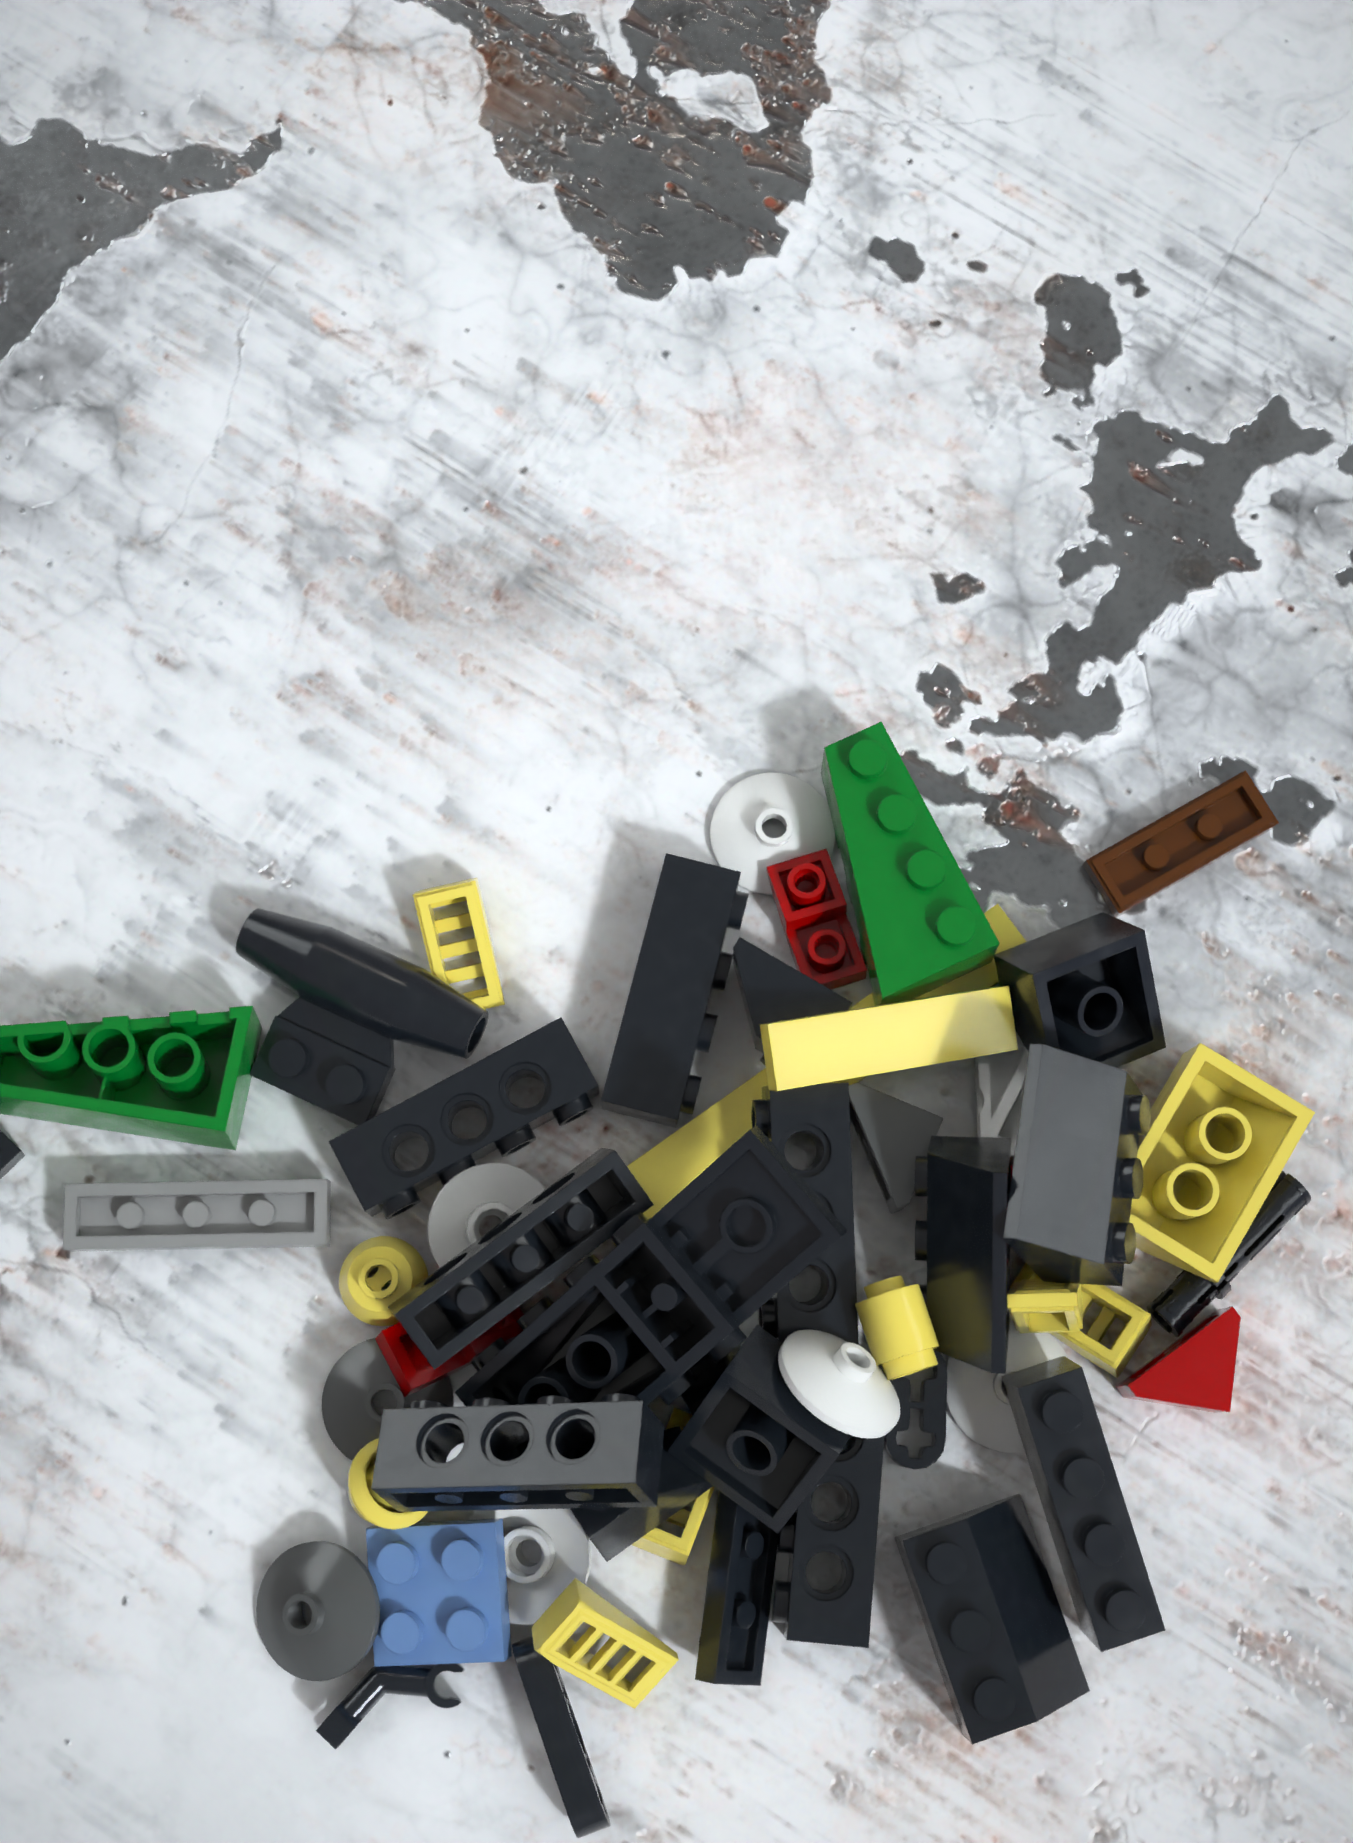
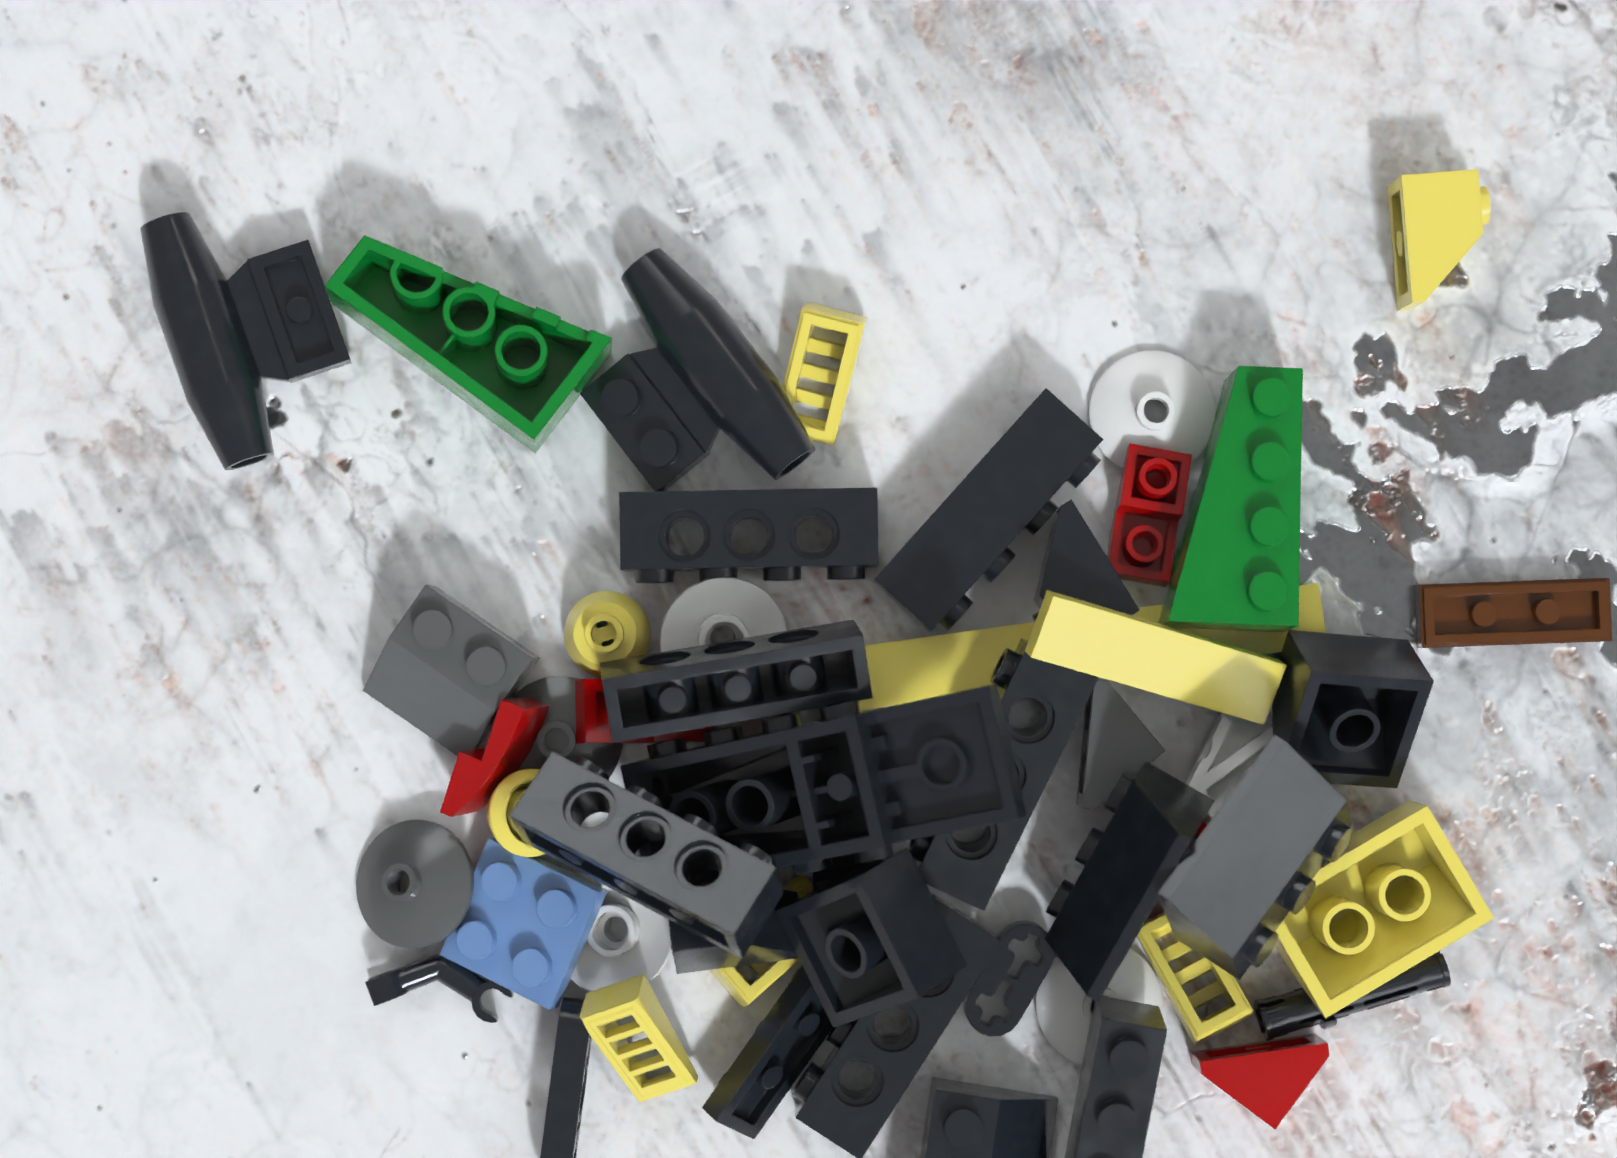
camera: 25 degrees right, 10 degrees up
(196, 1215) = (474, 494): light grey plate -> none
(252, 1392) = (448, 670): none -> dark grey slope
(341, 1435) = (481, 770): none -> red slope
(839, 1383) = (951, 934): white dish -> none
(897, 1327) = (1027, 911): light yellow brick -> none
(928, 552) = (1432, 228): none -> light yellow slope
(1045, 1306) = (1165, 957): light yellow slope -> none

